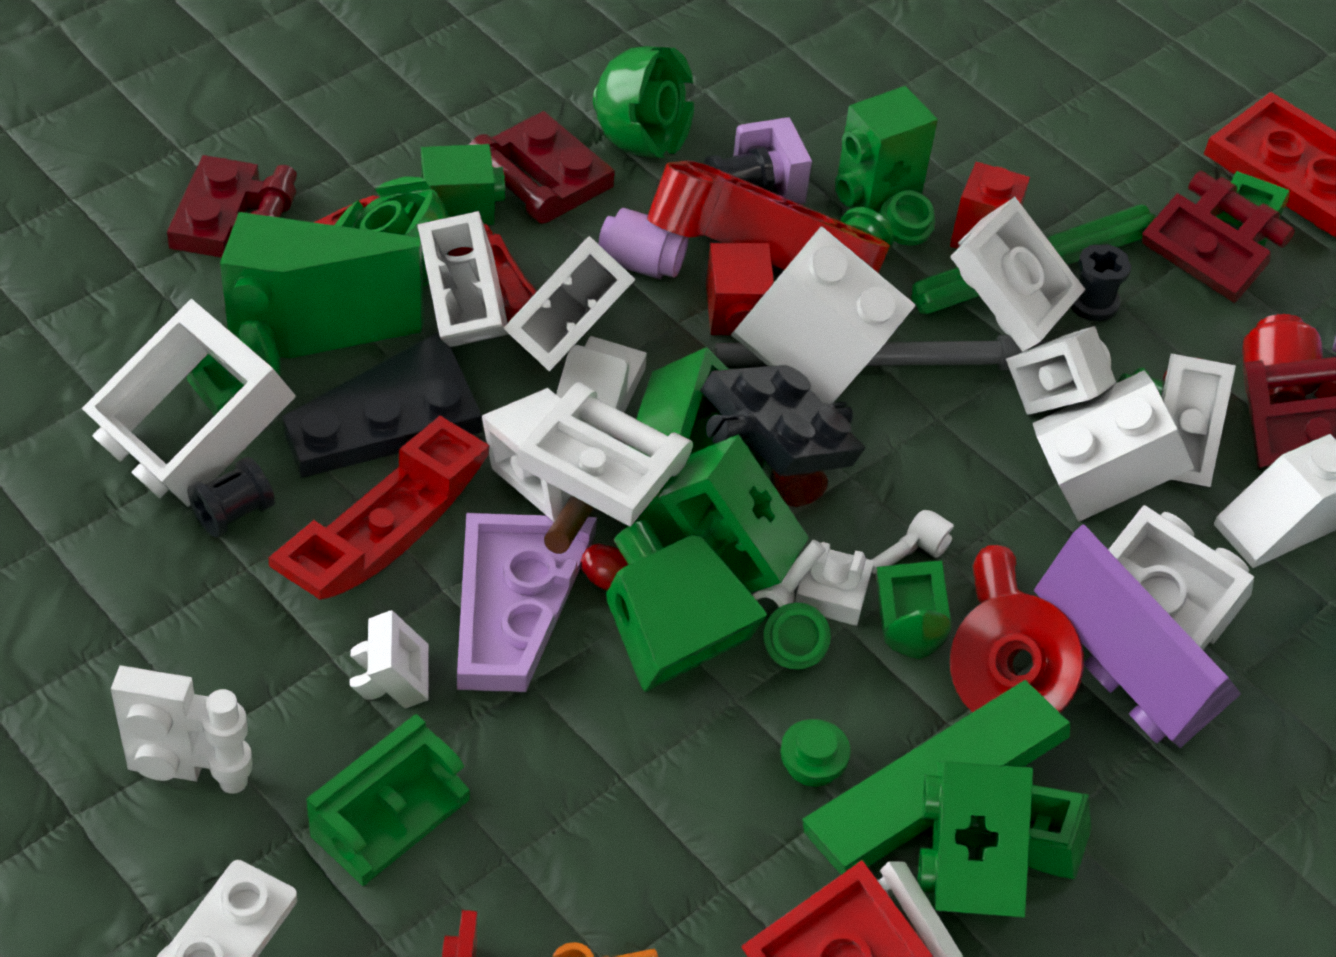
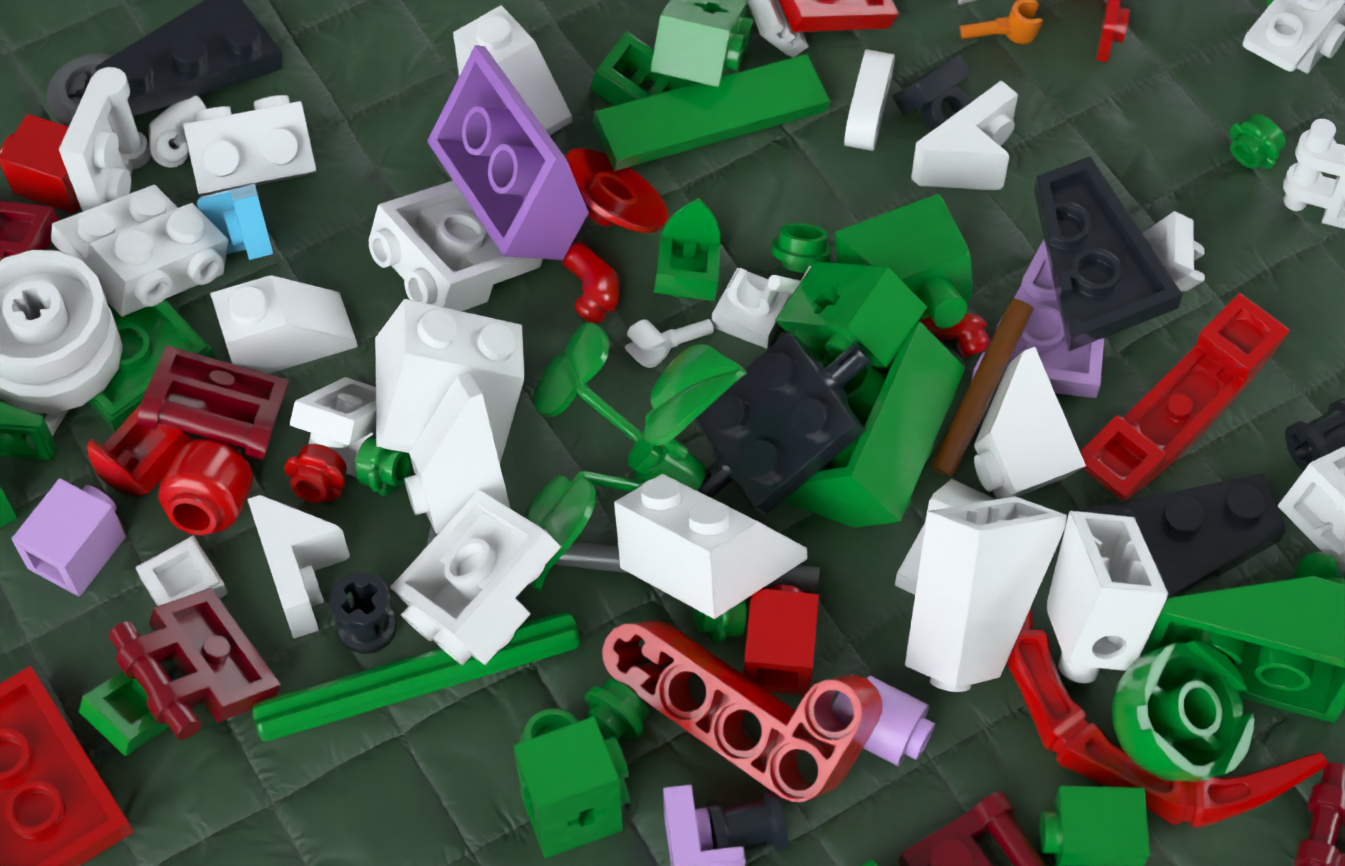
camera: 165 degrees left, 10 degrees up
(279, 822) = (1256, 142): none -> green plate
(387, 800) = (1171, 149): green hinge -> none
(476, 616) = (1098, 256): none -> black wing
(596, 465) = (990, 314): white plate -> none
(631, 765) = (967, 146): none -> white slope
(682, 840) = (933, 89): none -> black tile
(755, 820) = (869, 100): none -> white beam
(815, 752) = (806, 157): green plate -> none
(885, 400) = (677, 398): none -> green plant
(985, 192) = (456, 721): red brick -> none
(1179, 314) = (294, 549): none -> white slope
(1186, 798) = (519, 60): none -> white slope
(1258, 302) = (180, 573): none -> white tile

